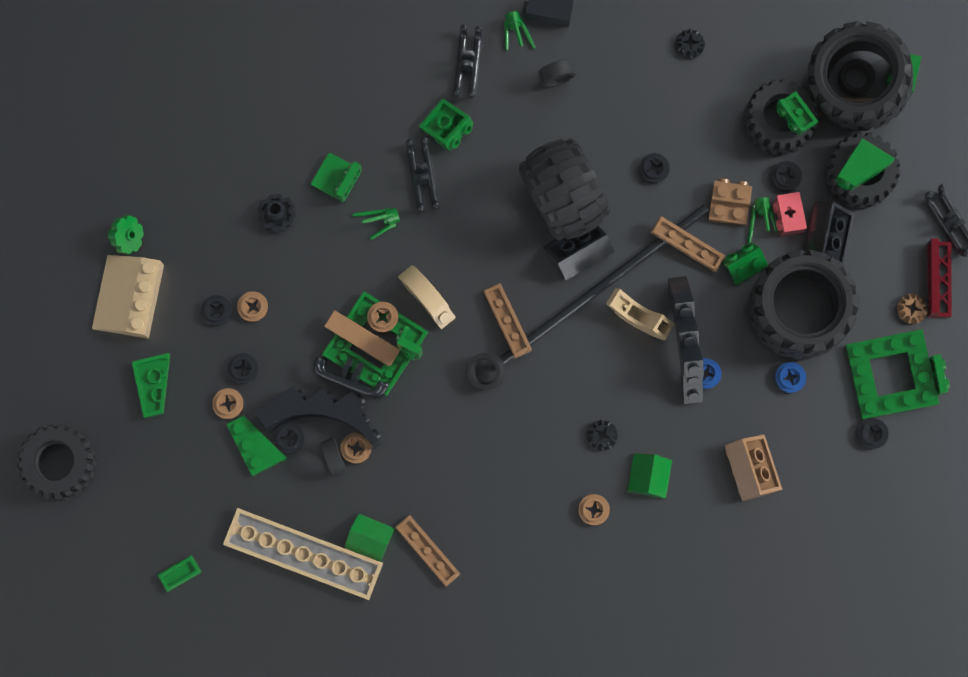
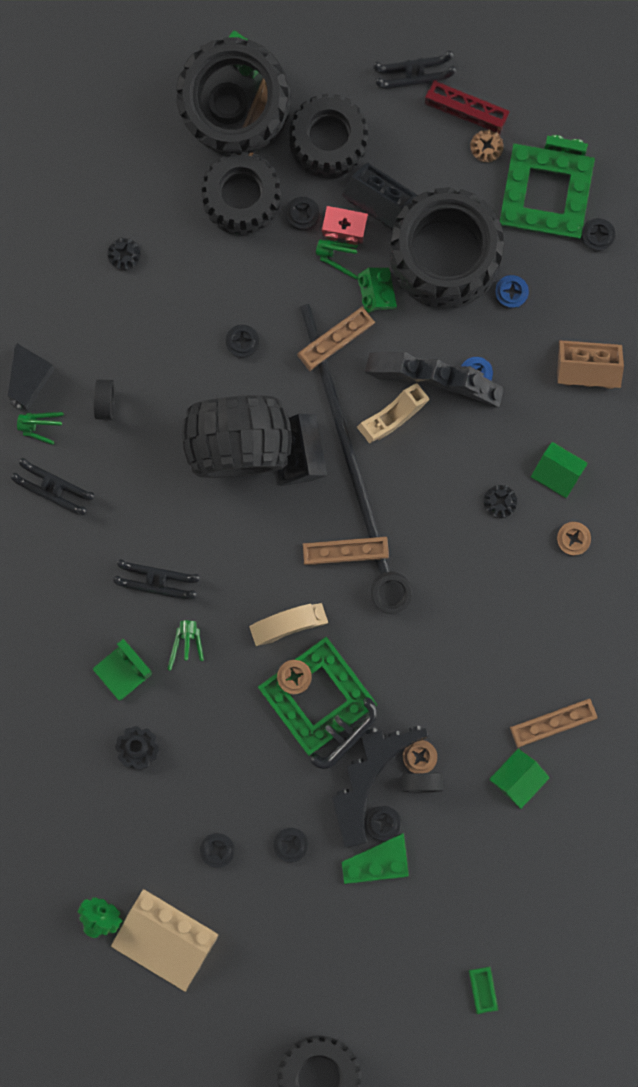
camera: 70 degrees left, 0 degrees up
(151, 382) = (270, 947): green wing -> none
(220, 399) = (314, 880): medium nougat gear -> none
(252, 297) = (230, 800): medium nougat gear -> none
(303, 554) = (510, 852): piece -> none
(362, 338) = (308, 707): medium nougat tile -> none
(409, 348) = (342, 660): green bracket -> none
(447, 125) = (112, 534): green plate -> none
(730, 202) = (308, 279): medium nougat plate -> none
(796, 113) = (249, 174): green bracket -> none
(863, 165) = (328, 131): green slope -> none

